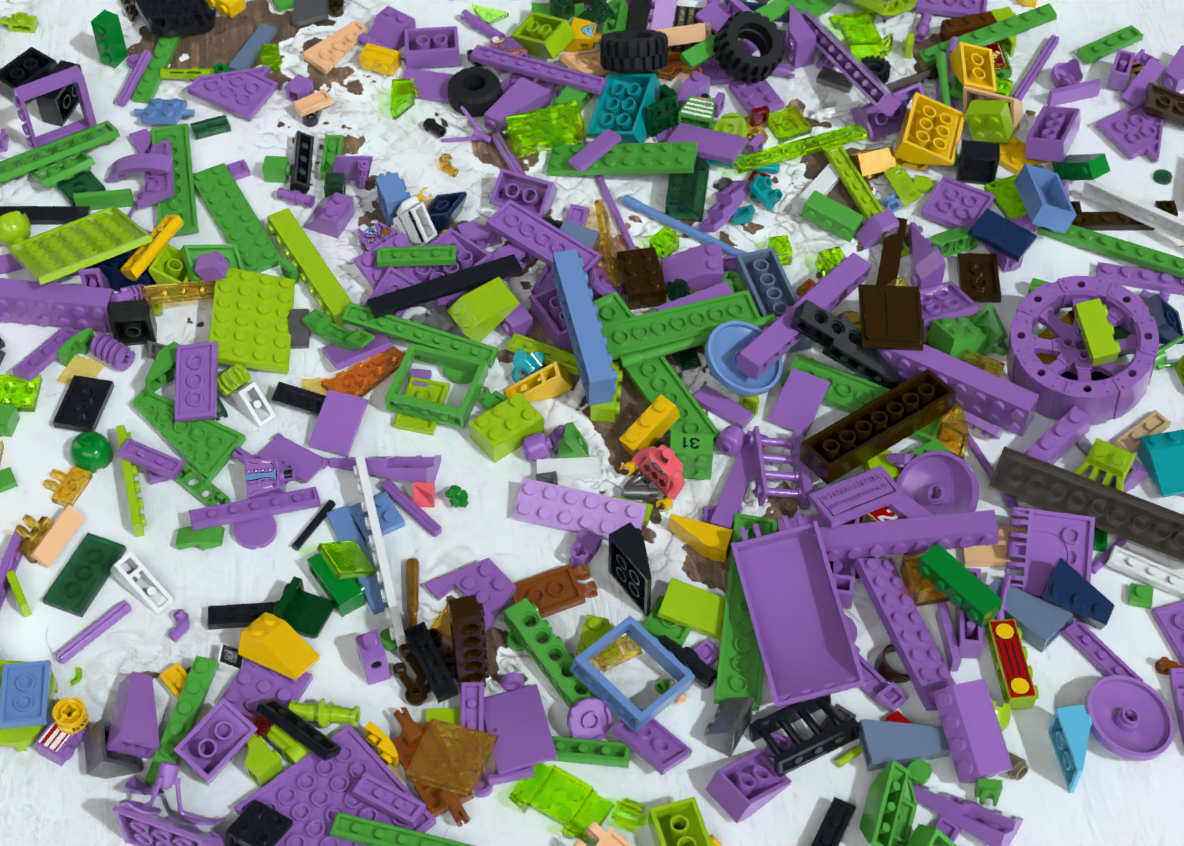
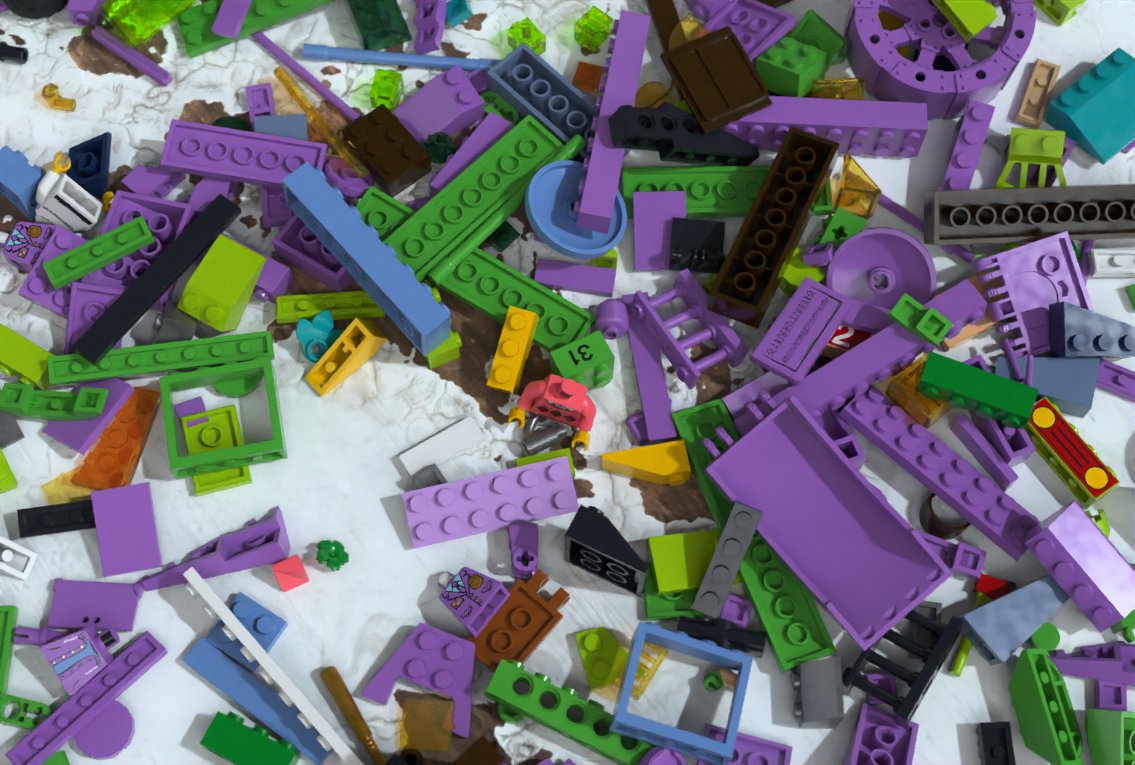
camera: 30 degrees left, 15 degrees up
(313, 525) = (174, 684): black bar -> none
(346, 559) = (249, 719): clear neon green plate -> none
(411, 508) = (283, 598): medium lavender axle -> none
(478, 133) = (73, 39): medium lavender plant -> none
(490, 400) = (303, 403): bright green plate -> none
(505, 427) = (339, 431): lime brick -> none
(527, 191) = (178, 97): medium lavender slope -> none
(532, 560) = (472, 597): none -> medium lavender torso
(536, 446) = (390, 439): medium lavender head -> none
(557, 434) = (405, 412): medium lavender arm -> none
(573, 443) = (432, 417): bright green slope -> none
(577, 395) = (397, 343): white piece -> none
(714, 610) = (726, 559): none -> black plate
(816, 416) = (697, 245): none -> black hinge
(941, 520) = (919, 321): none -> bright green slope
(988, 429) = (881, 166): medium lavender plate -> none

